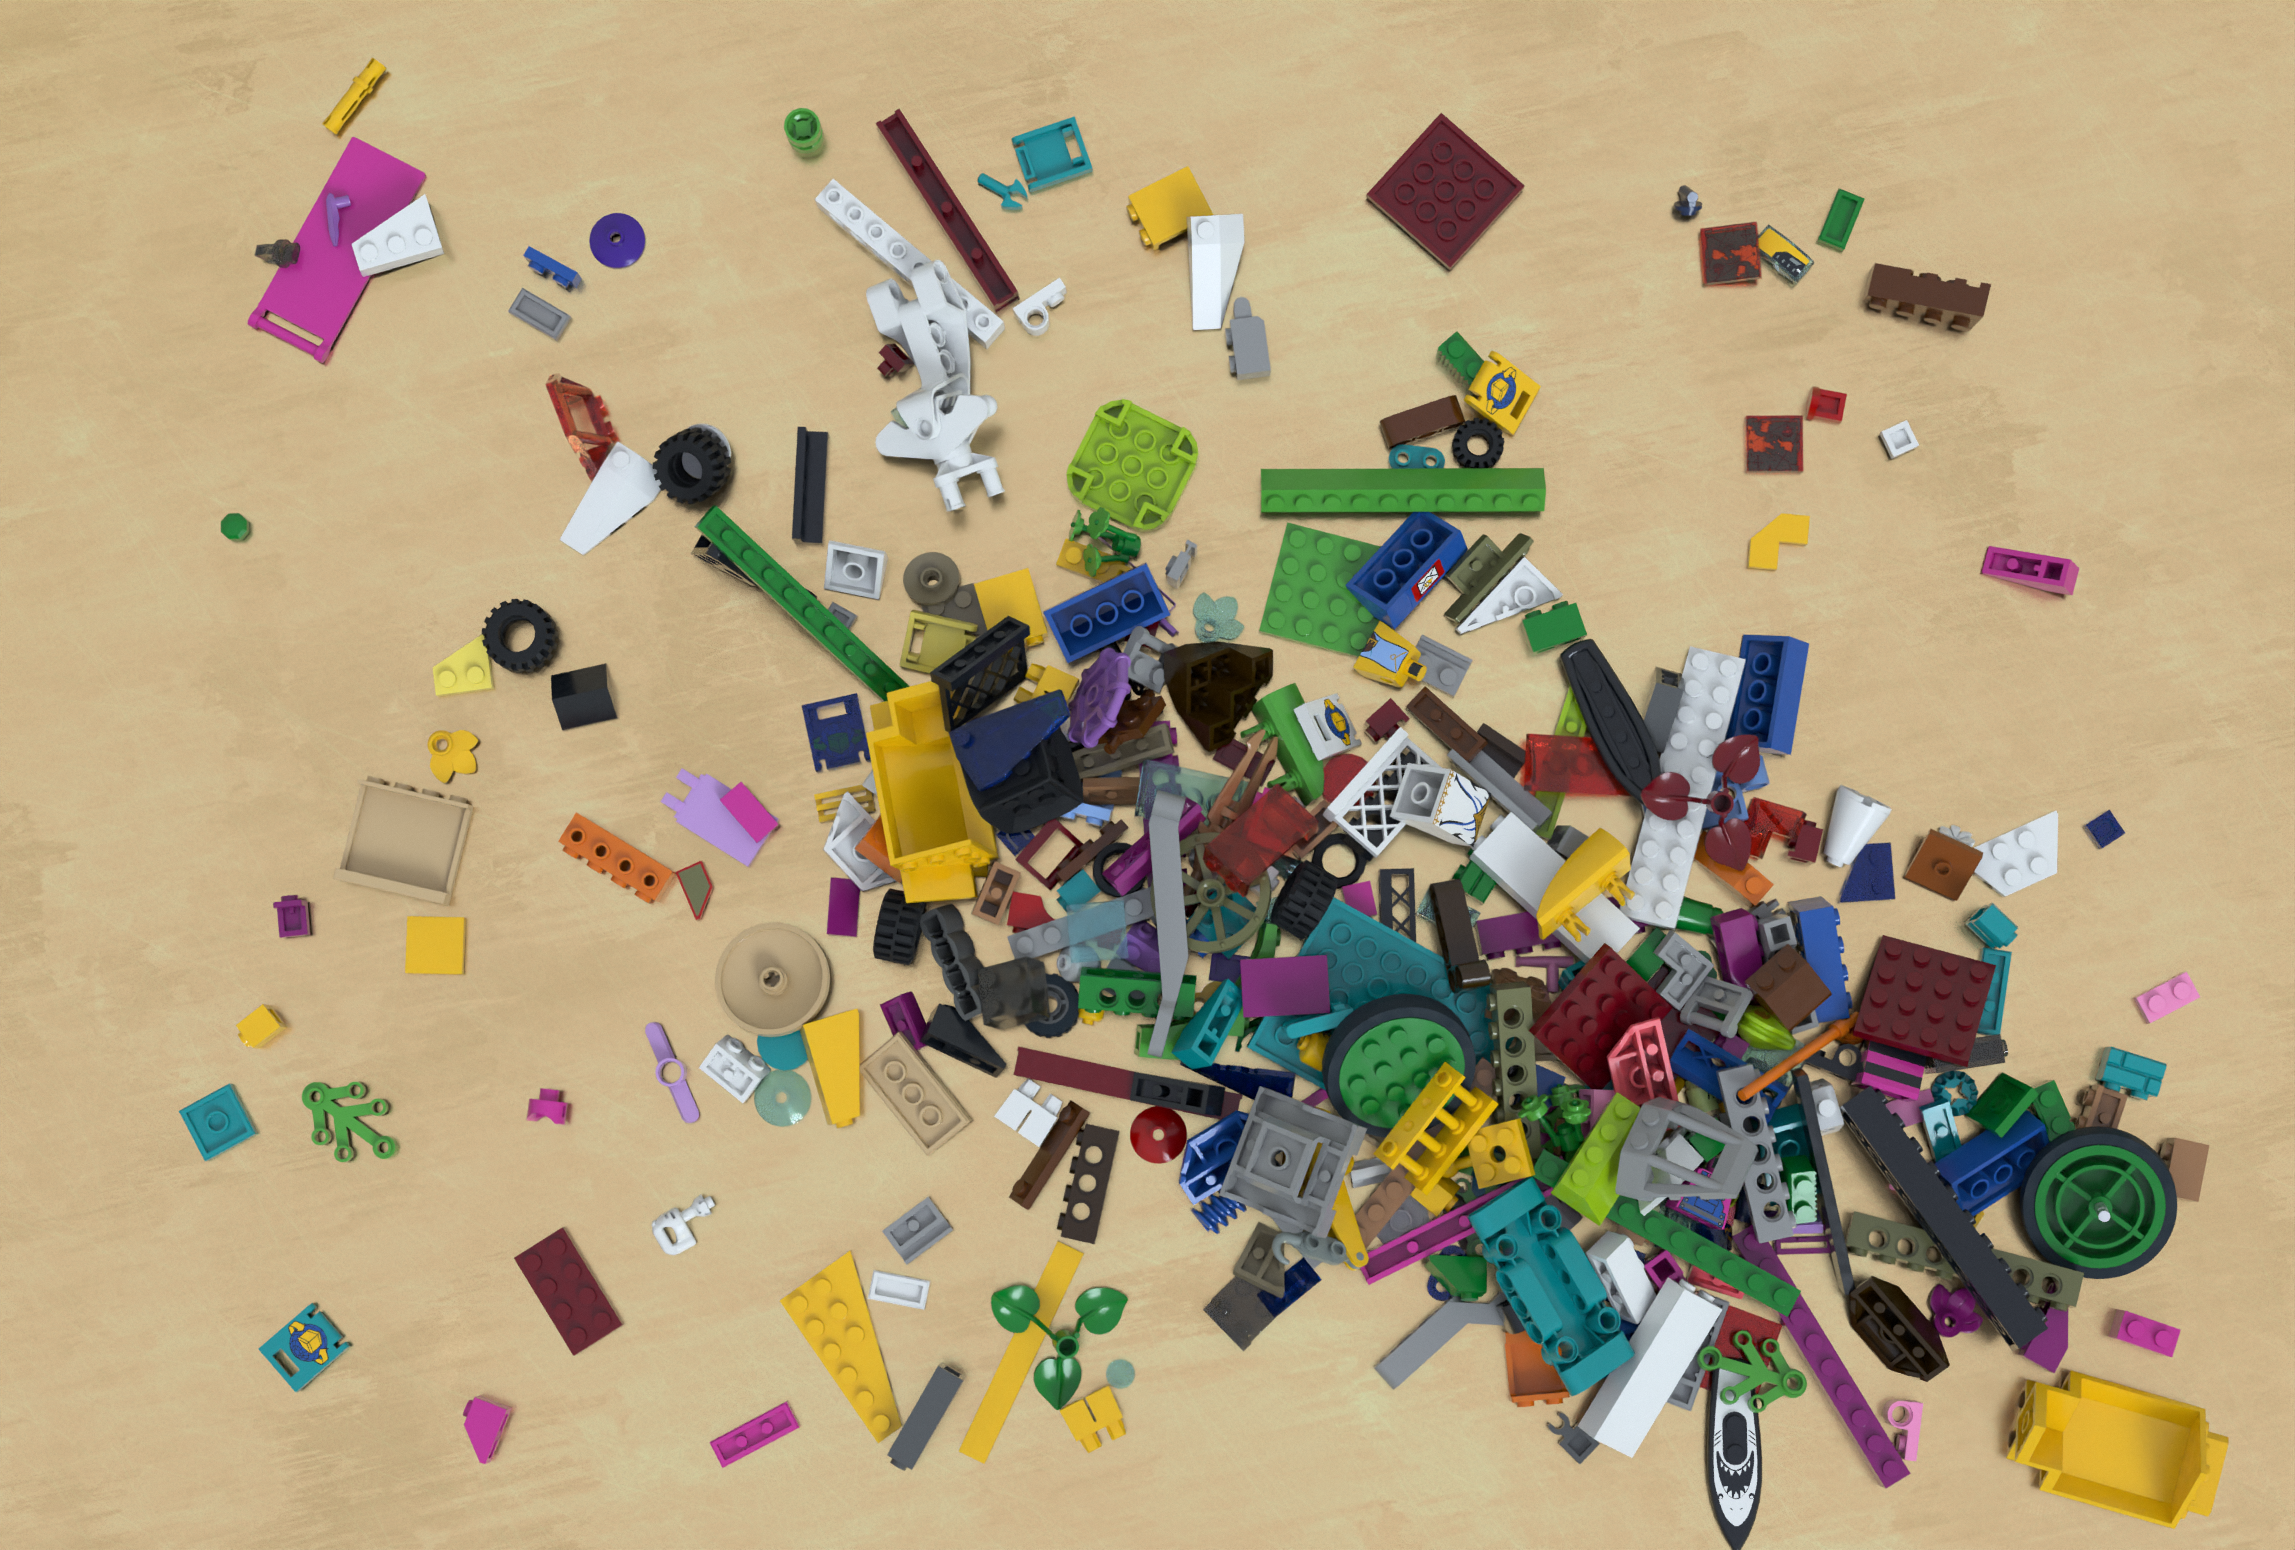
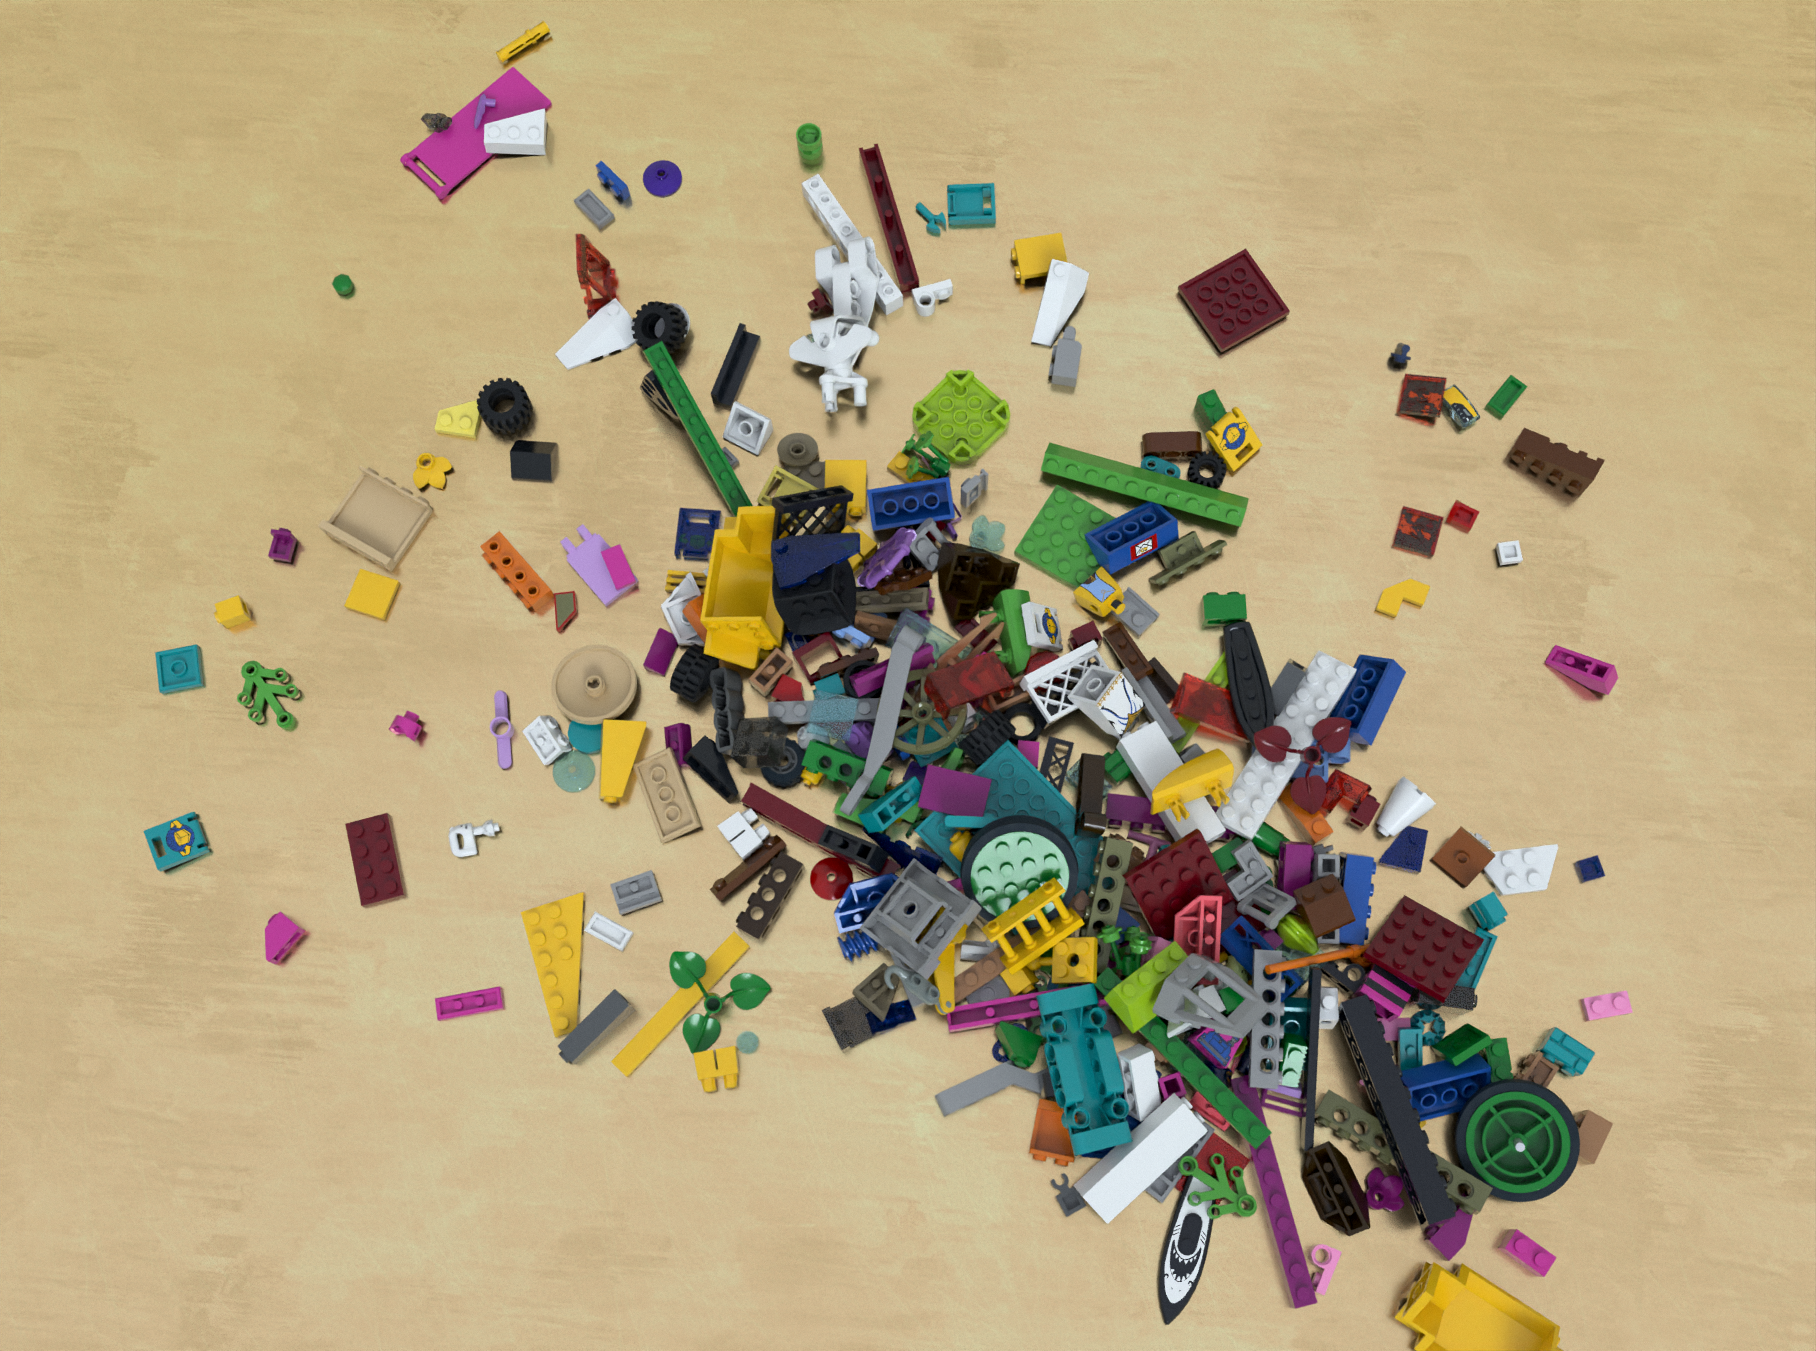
camera: 15 degrees right, 10 degrees down
(1517, 591) = (1204, 577): white wing -> none

